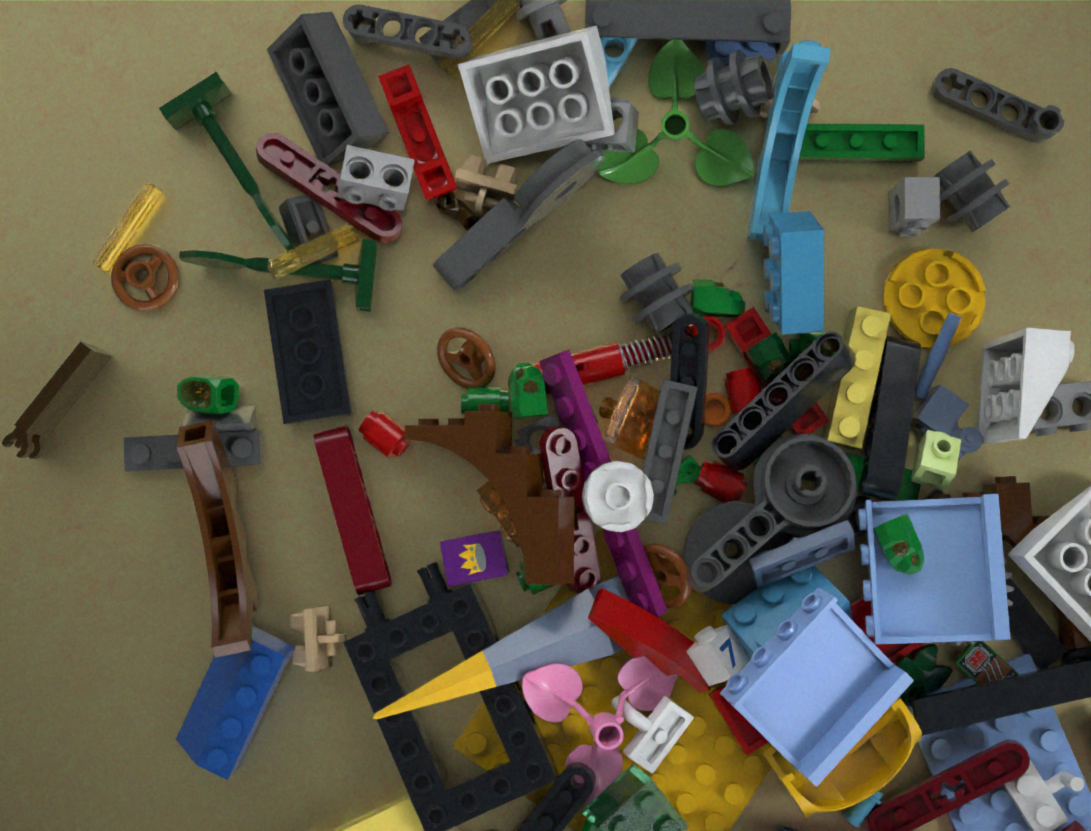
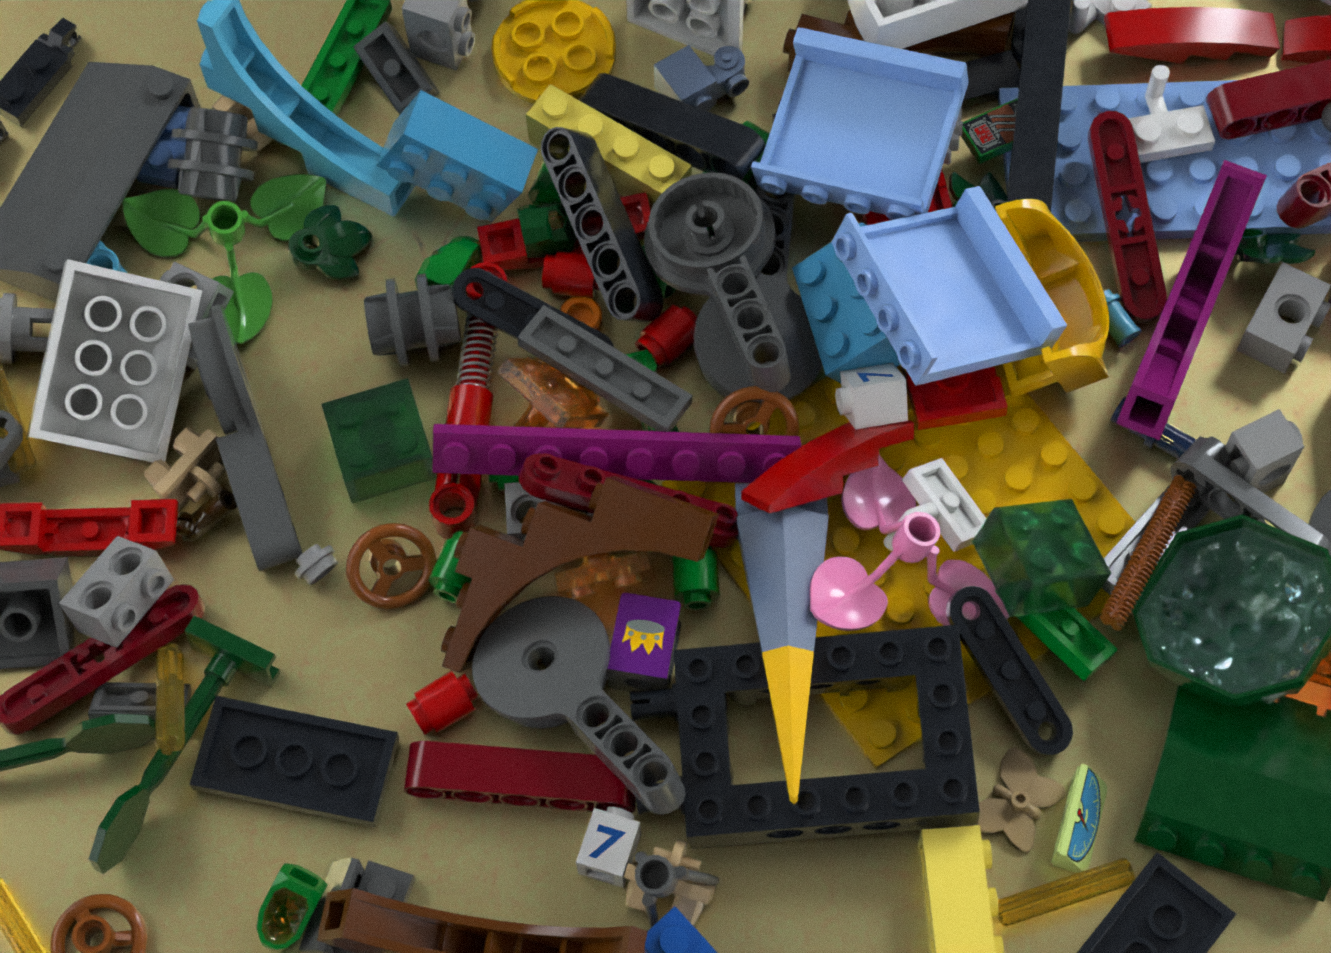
camera: 70 degrees left, 20 degrees down
(304, 636) = (659, 879): none -> dark grey plant
(326, 588) = (609, 845): none -> white brick
(416, 519) = (569, 690): none -> dark grey beam
(451, 303) = (315, 563): none -> light grey plate
(527, 391) = (466, 498): green rock -> none
(558, 308) = (379, 440): none -> clear green brick
(617, 496) = (635, 431): white tile -> none
(707, 206) = (334, 243): none -> dark green plate
(802, 553) = (787, 258): sand blue plate -> none
(867, 188) = (394, 66): none -> dark grey slope
(900, 545) = (817, 148): green rock -> none
(936, 460) = (737, 93): yellowish green brick -> none
(937, 355) = (613, 57): medium blue piece -> none

